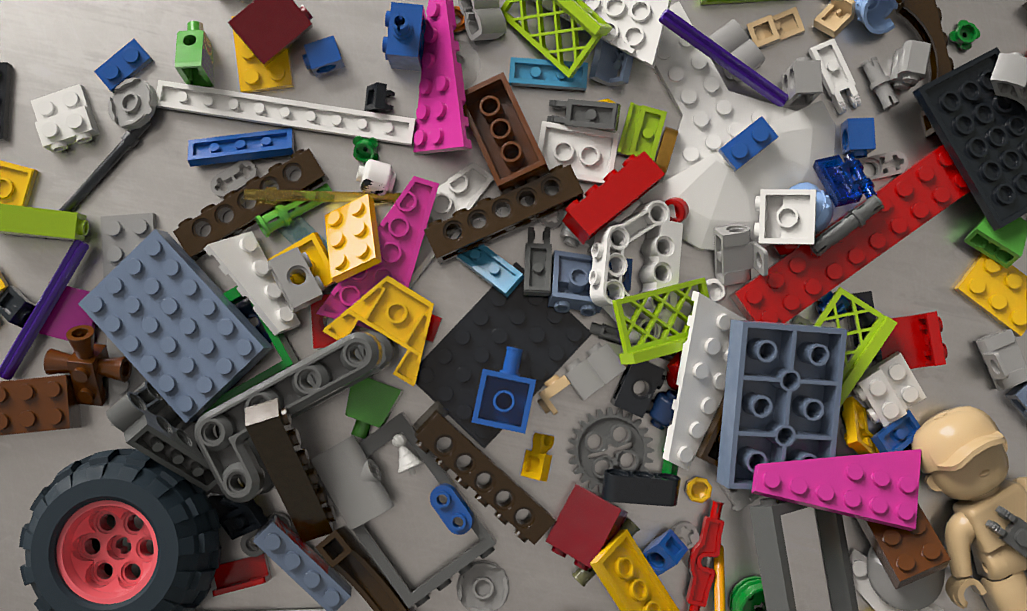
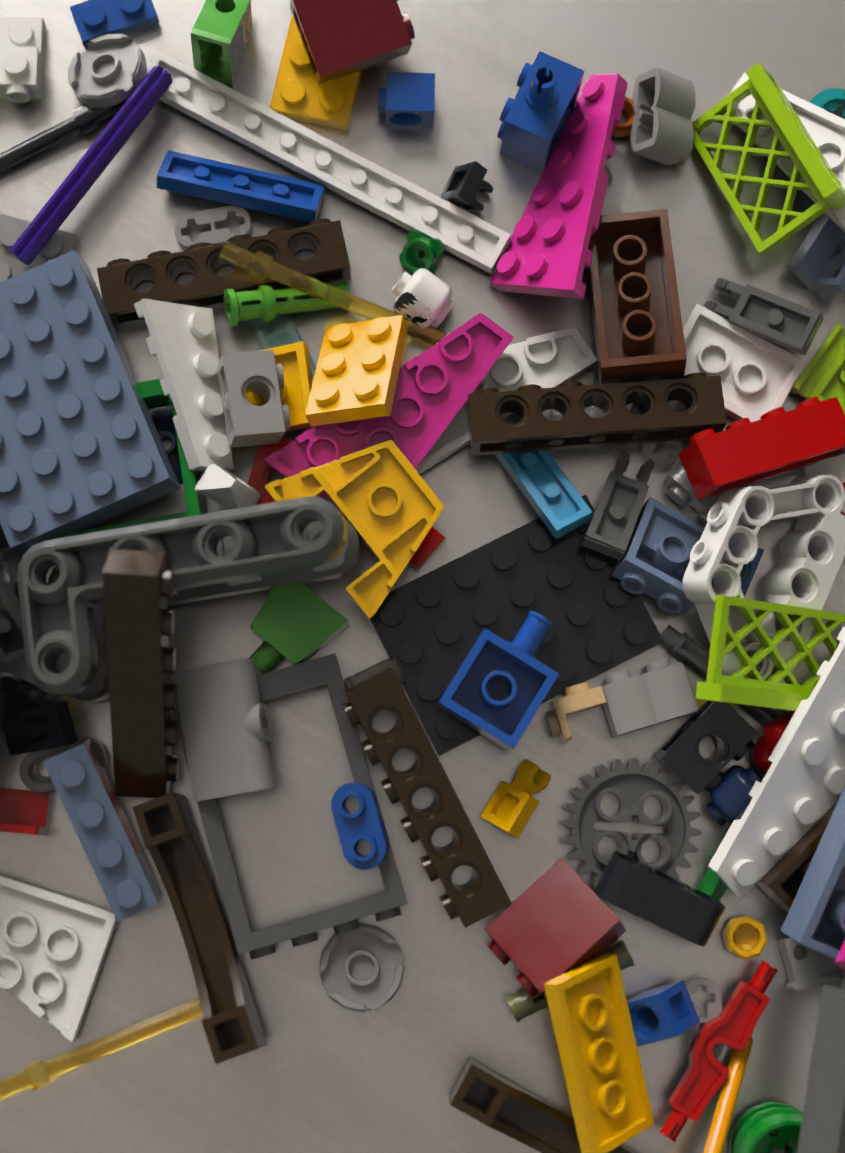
camera: 15 degrees right, 5 degrees down
(145, 167) = (91, 165): none -> dark purple axle
(302, 338) = (226, 488): none -> white slope
(407, 459) = (319, 726): white piece -> none
(545, 74) = (726, 240): dark azure plate -> none

